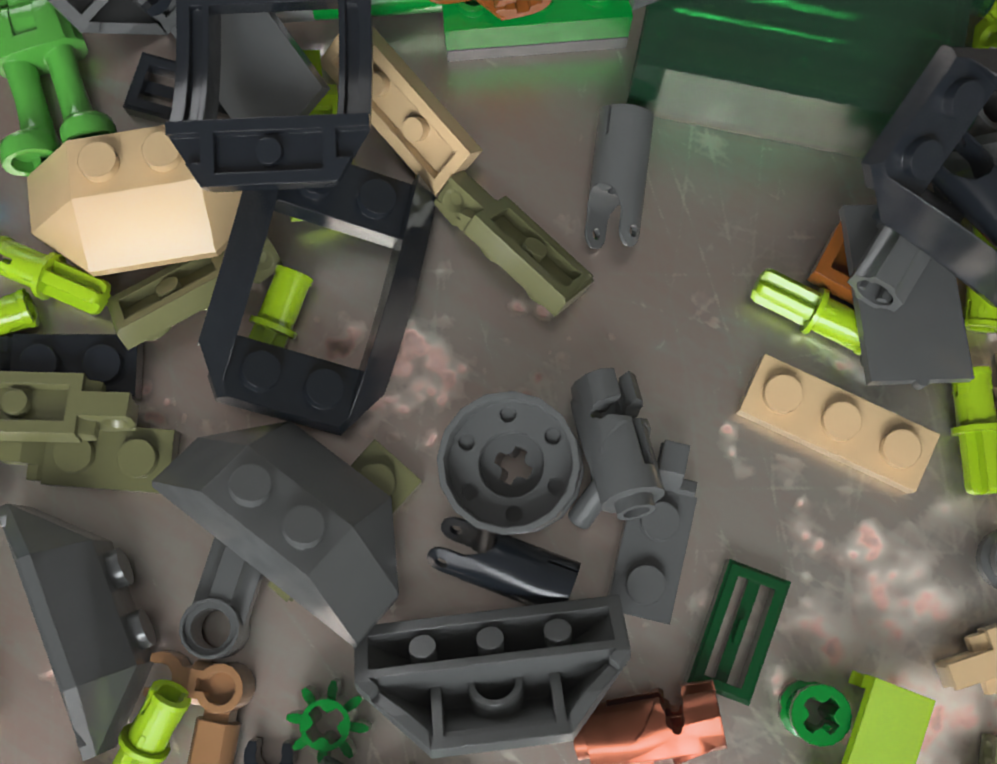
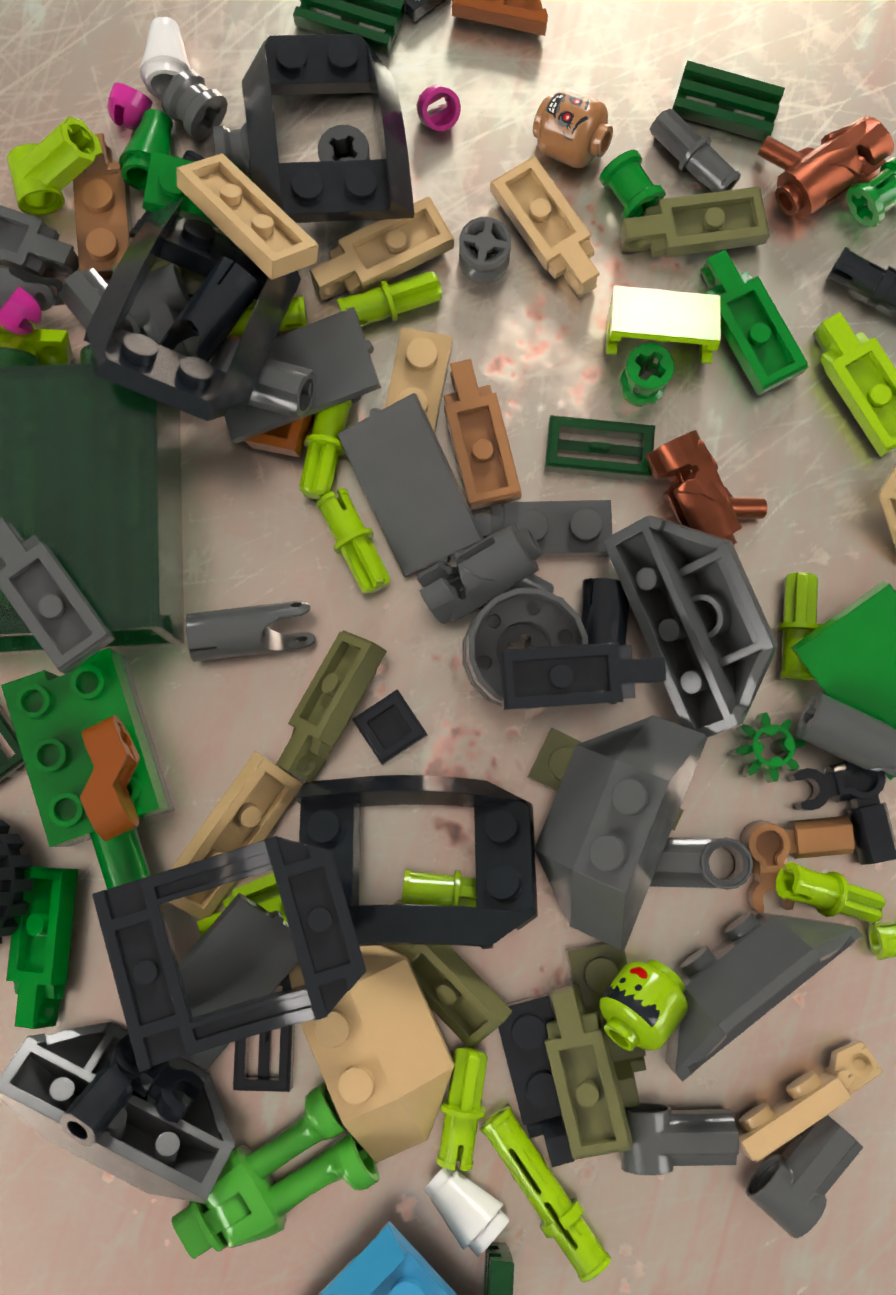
camera: 105 degrees left, 0 degrees up
(84, 487) = (643, 1005): none -> lime head
(458, 502) = (573, 675): none -> black hinge
(472, 304) = (390, 727): none -> black tile
(693, 315) = (353, 541): none -> lime axle
(742, 393) = (410, 485): none -> dark grey piece
(779, 489) = (479, 440): none -> medium nougat hinge

